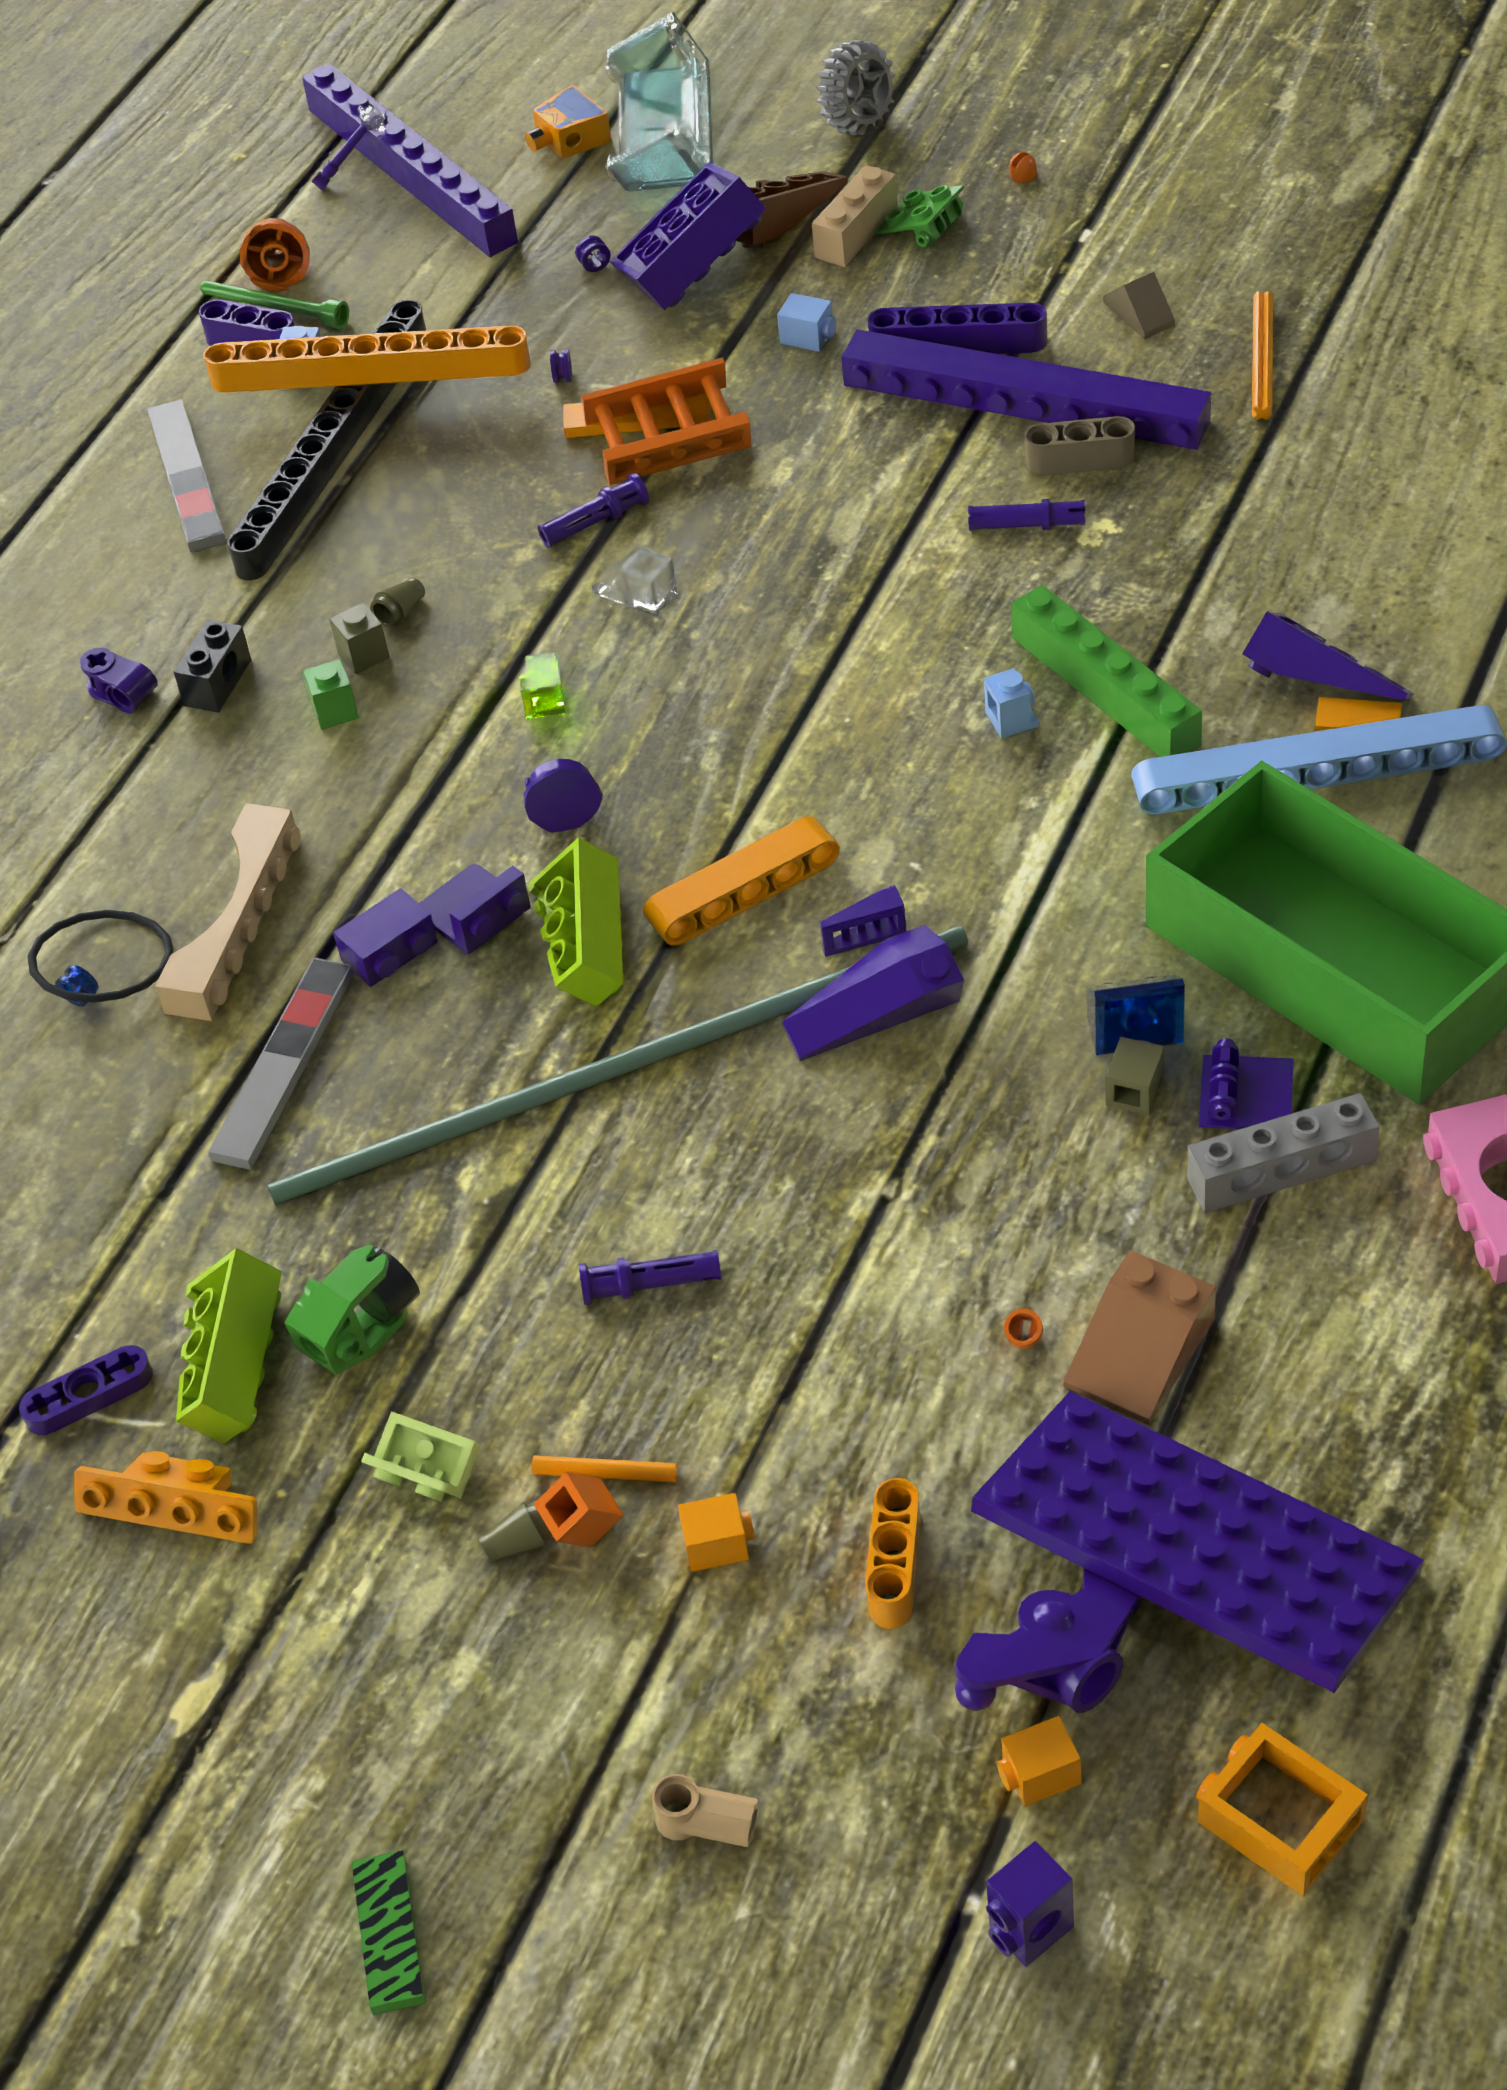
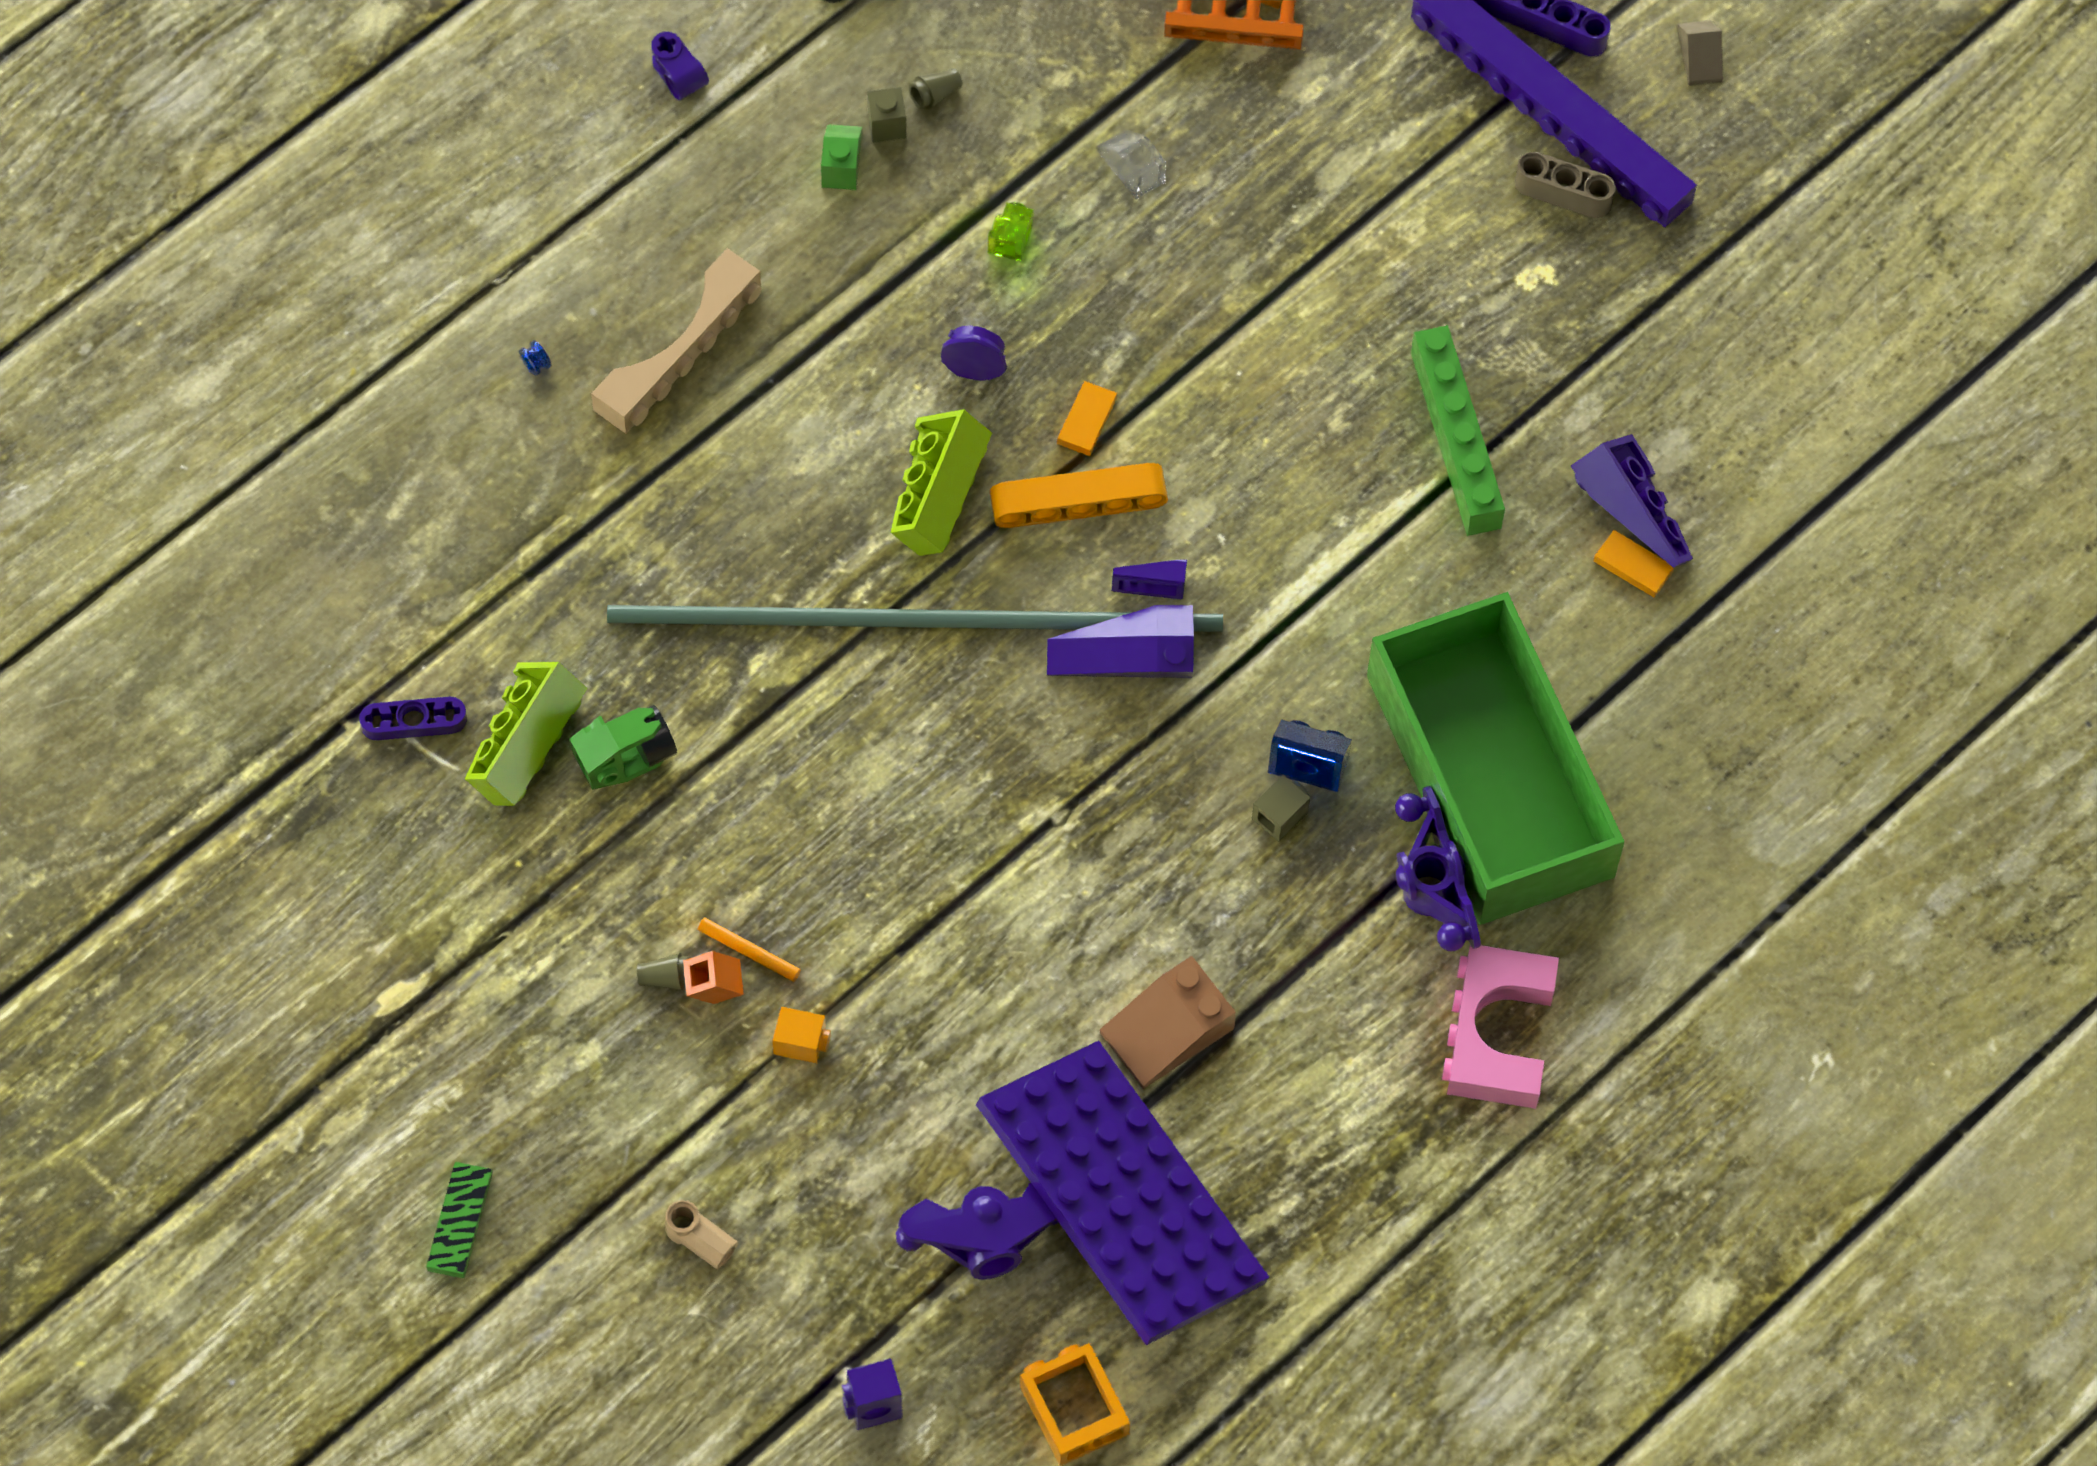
camera: 15 degrees right, 15 degrees up
(114, 995) = (556, 382): black piece -> none
(169, 1496) = (440, 832): light orange bracket -> none
(212, 665) = (758, 88): black brick -> none
(281, 1064) = (662, 498): light grey tile -> none
(385, 937) = (785, 423): dark purple brick -> none
(424, 1455) = (625, 885): yellowish green bracket -> none
(477, 905) = (864, 423): dark purple bracket -> none
(609, 504) = (1151, 62): dark purple pin -> none
(626, 1277) = (831, 805): dark purple pin -> none
(711, 814) = (1087, 418): none -> light orange tile
(893, 1572) = (917, 1090): light orange beam -> none
(1009, 703) = (1368, 424): light blue brick -> none
(1014, 1327) = (1086, 973): orange hinge -> none
(1027, 515) = (1497, 242): dark purple pin -> none
(1039, 1761) = (934, 1300): light orange brick -> none
(1243, 1088) = (1356, 857): dark purple hinge -> none
(1262, 356) = (1773, 154): light orange axle -> none
(1282, 1152) = (1350, 923): light grey brick -> none
(1324, 757) = (1578, 590): light blue beam -> none
(1352, 1057) = (1438, 862): none -> dark purple piece

